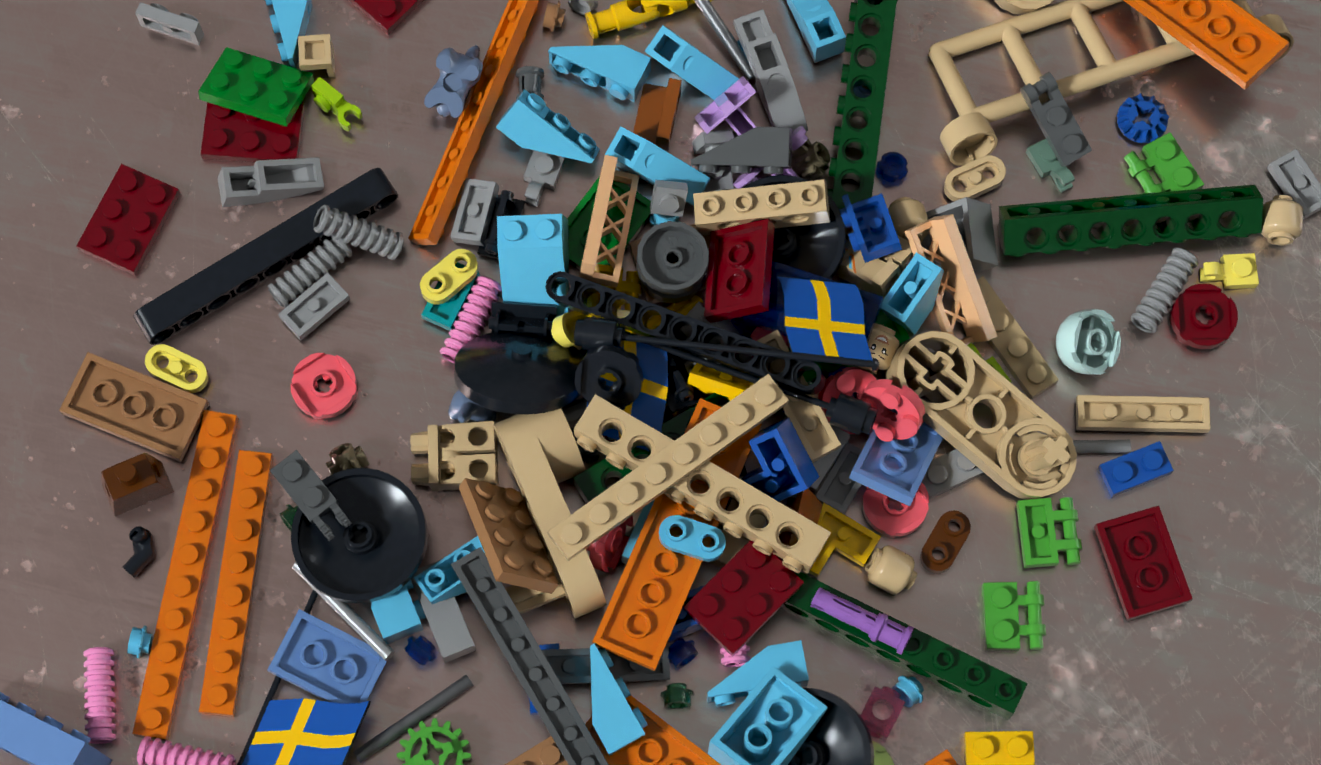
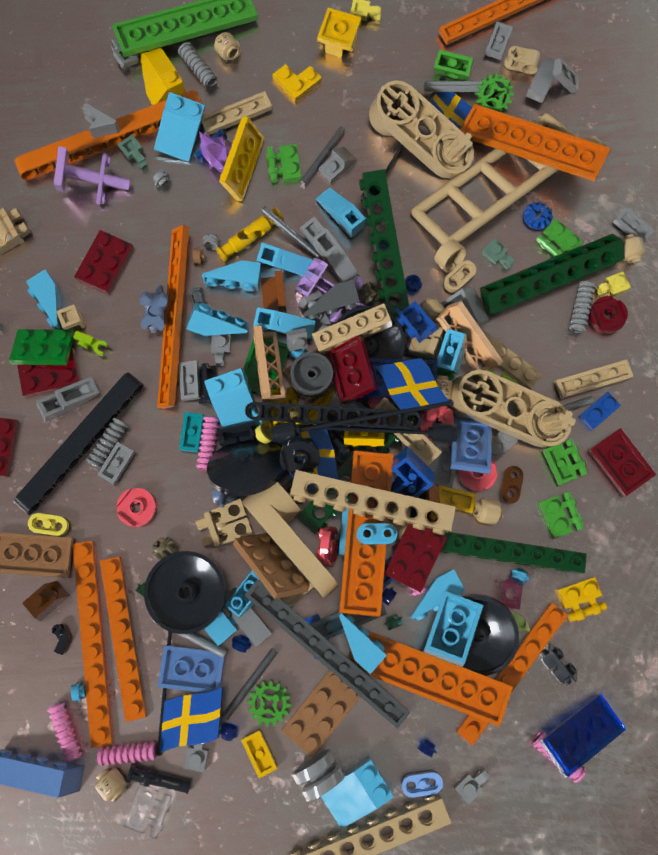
camera: 20 degrees left, 5 degrees up
(308, 492) = (148, 578): dark grey hinge -> none
(358, 232) = (127, 413): light grey piece -> none
(451, 277) = (189, 423): light yellow plate -> none
(667, 467) = (351, 500): tan plate -> none
(877, 626) = (494, 549): medium lavender pin -> none
(905, 401) = (467, 422): coral plate -> none
(1056, 120) = (495, 230): dark grey plate -> none
(1088, 342) = (553, 349): light aqua cylinder -> none

